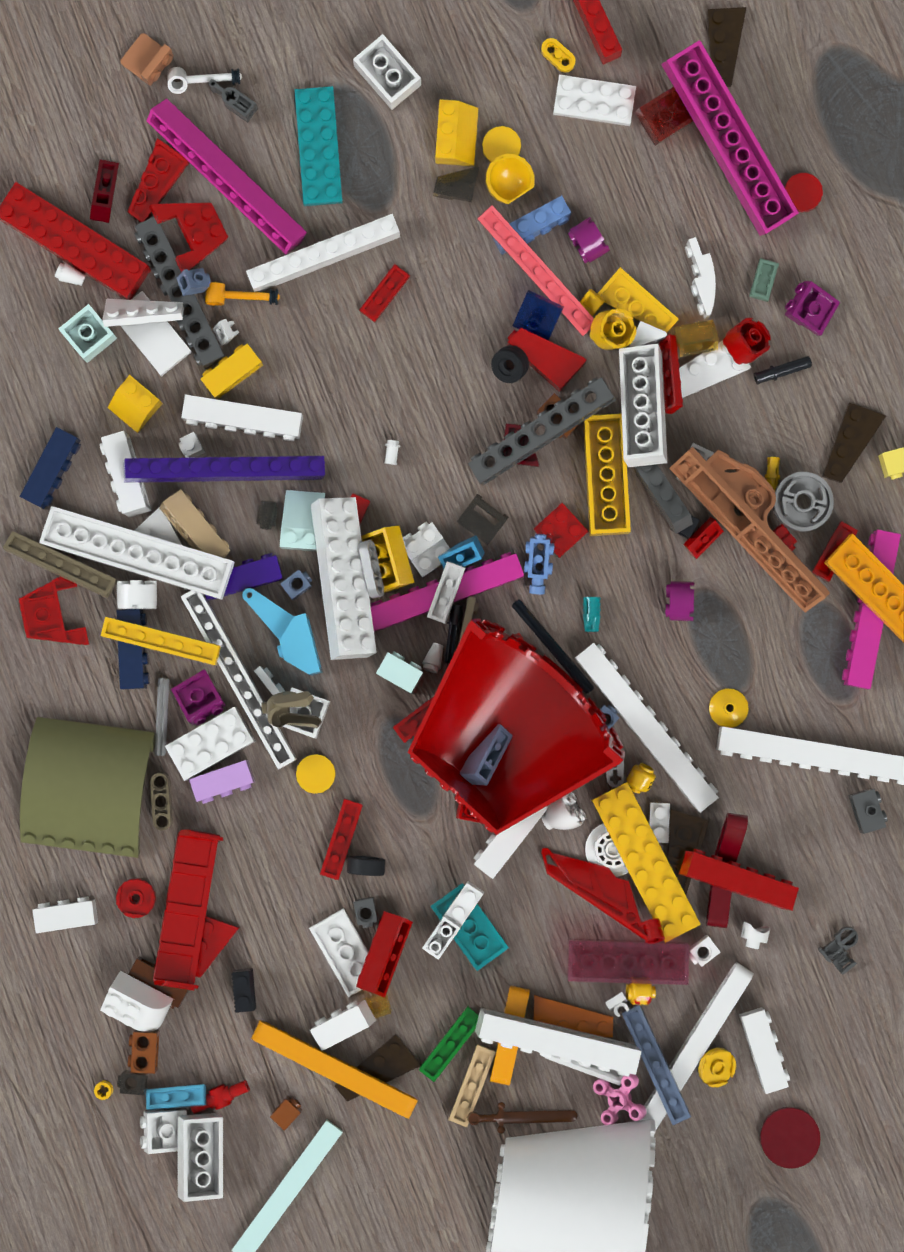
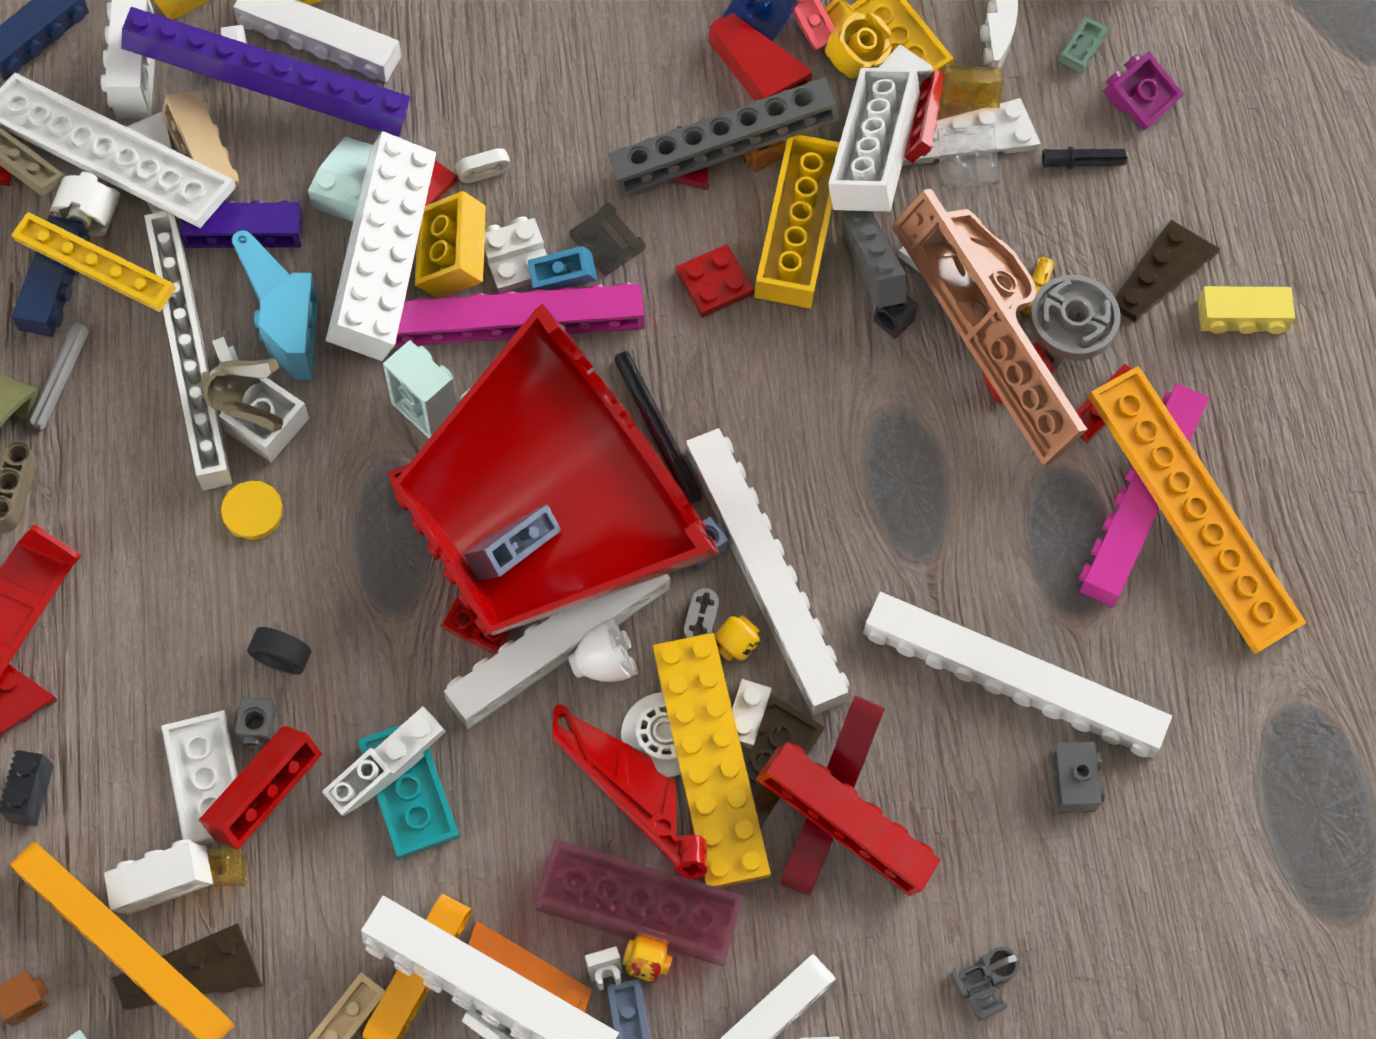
camera: 10 degrees right, 20 degrees down
(198, 698) = (120, 362): magenta plate -> none
(210, 743) = (112, 425): white brick -> none
(222, 781) = (110, 481): lavender brick -> none
(267, 515) = (306, 156): clear smoke brick -> none
(288, 587) = (308, 243): sand blue brick -> none
(341, 839) = (256, 609): red plate -> none
(371, 569) = (425, 241): light grey beam -> none
(385, 489) = (483, 165): none -> white beam
(391, 452) = (510, 119): white pin -> none
(446, 592) = (534, 291): white tile -> none
(450, 1044) = (314, 964): green plate -> none
(519, 360) = (690, 50): black tyre -> none
(539, 556) = (668, 303): medium blue brick -> none
(591, 613) = (728, 394): teal hinge -> none
(681, 601) = (862, 407): magenta brick -> none
(703, 537) = (918, 337): red plate -> none
(705, 392) = (968, 156): none -> clear plate
(712, 951) = (774, 912): white brick -> none
(718, 710) = (881, 578): yellow dish -> none
(747, 341) = (1042, 102): red brick -> none
(755, 936) = (852, 918): white piece -> none

